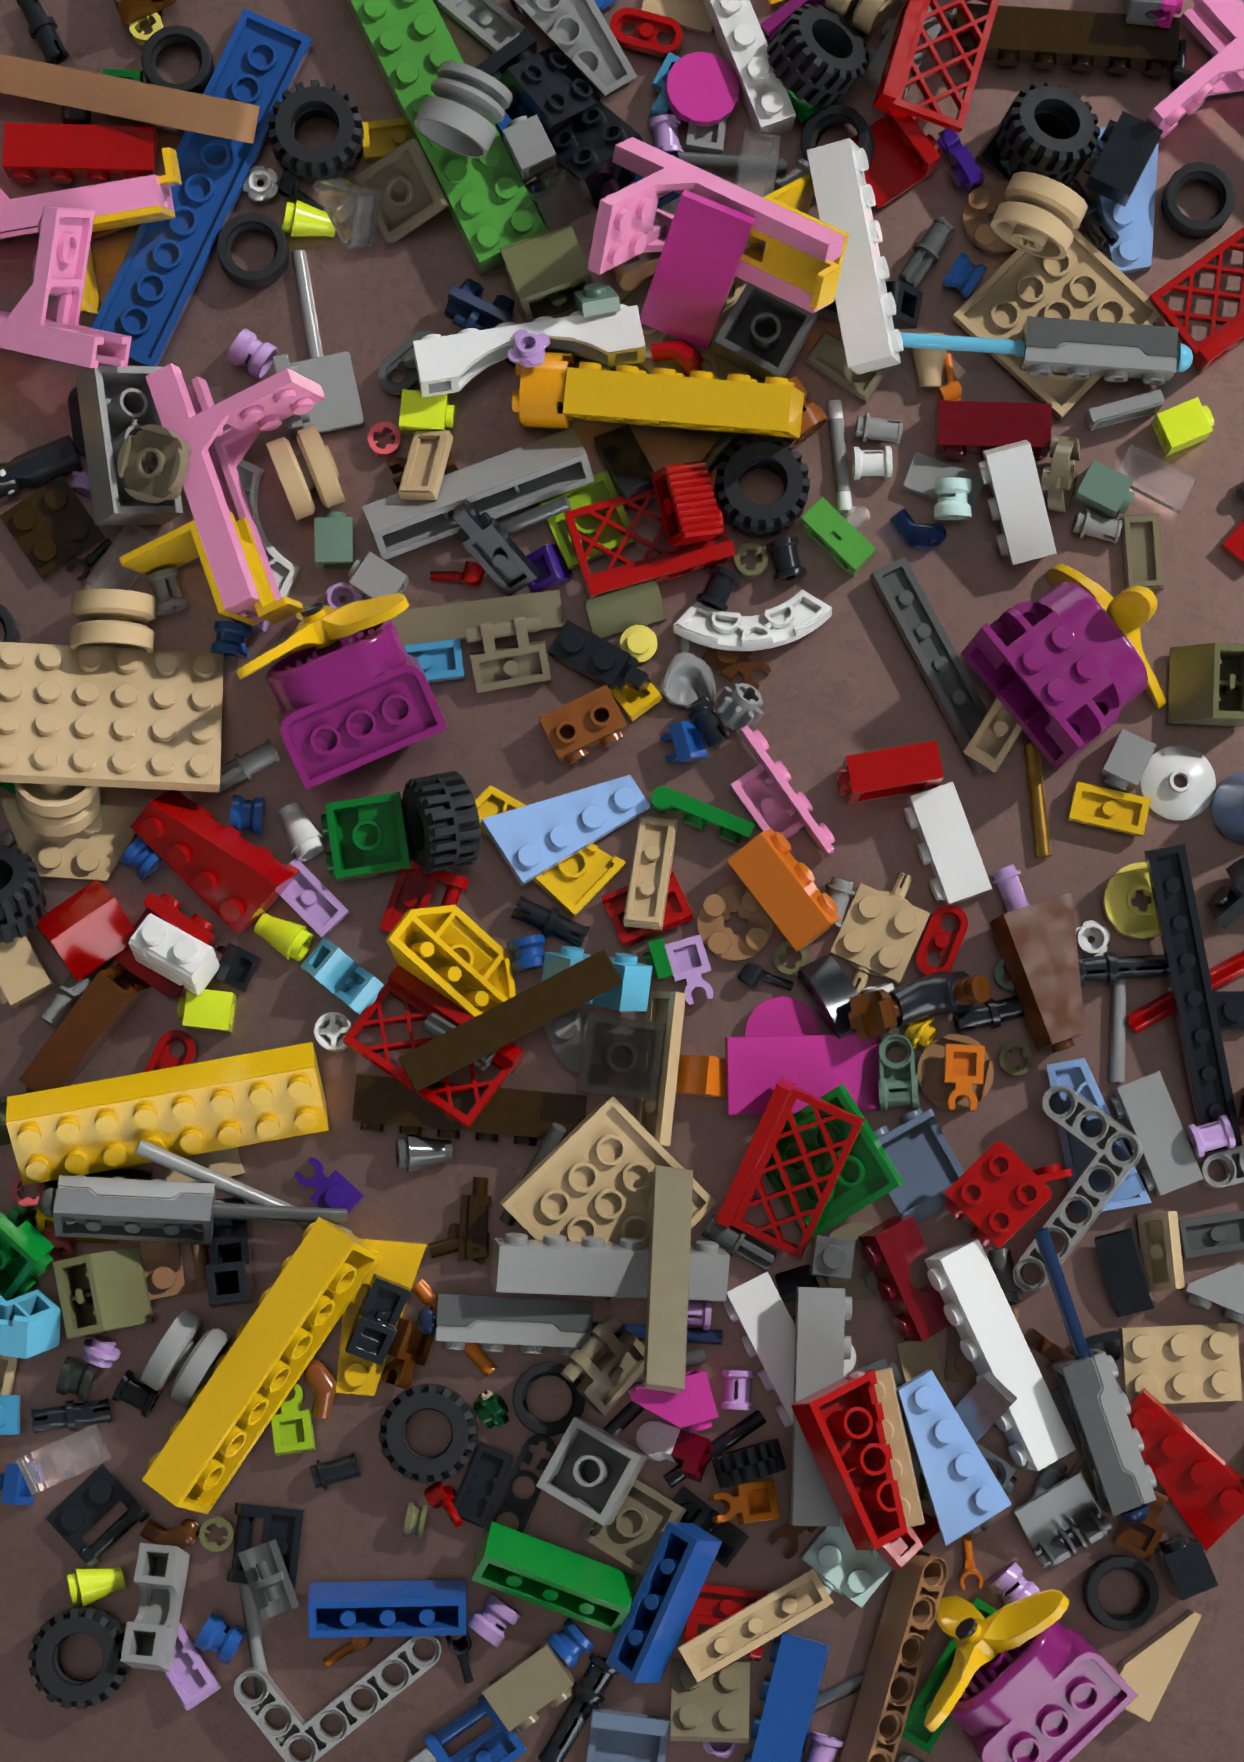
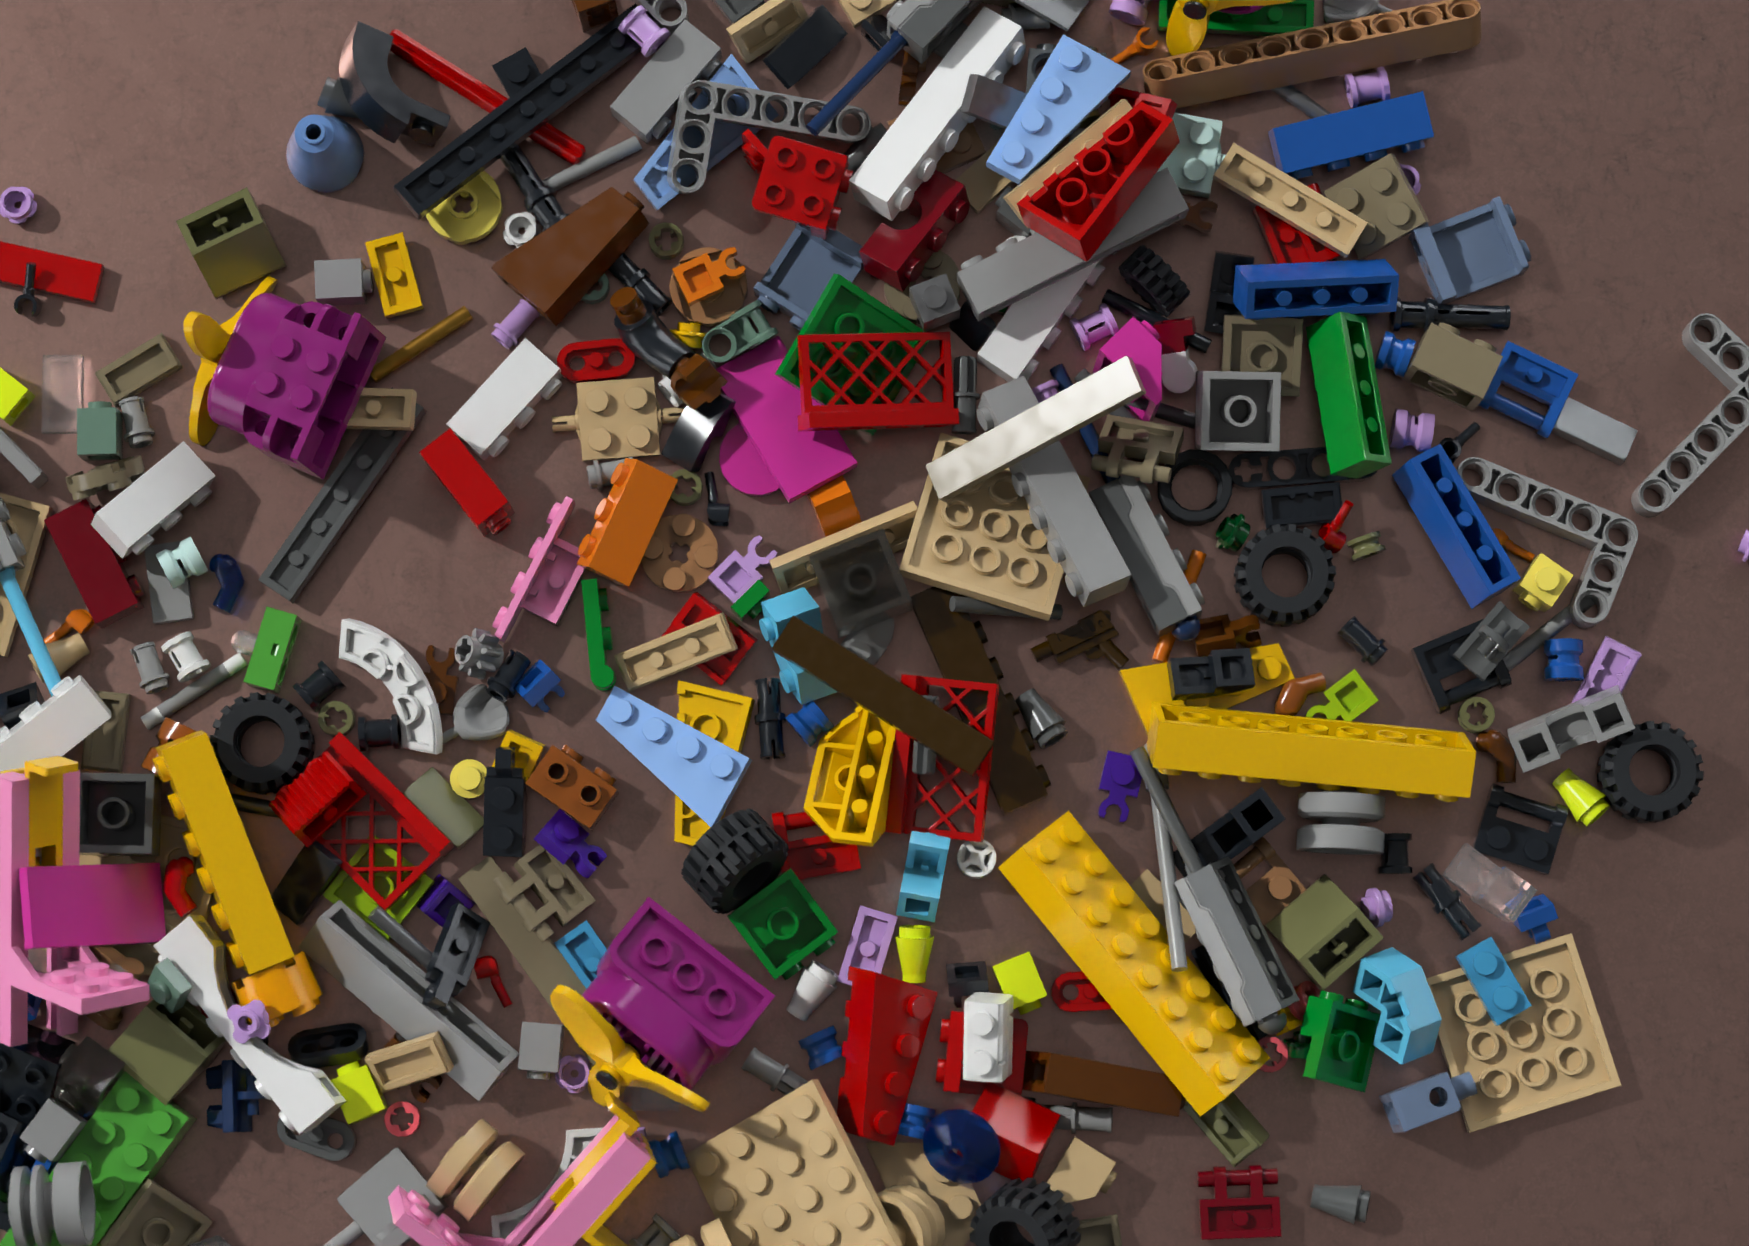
camera: 115 degrees left, 0 degrees up
(76, 1379) = (1412, 914): pearl dark grey wheel -> none
(96, 882) = (969, 1135): none -> clear blue dish
(296, 1656) = (1542, 583): none -> light yellow brick
(334, 541) = (524, 1110): sand green brick -> none
(478, 411) = (329, 1045): none -> black plate
(541, 694) = (565, 840): none -> dark purple plate
(751, 1503) = (1190, 263): orange plate -> none
(1168, 799) = (350, 240): white dish -> none

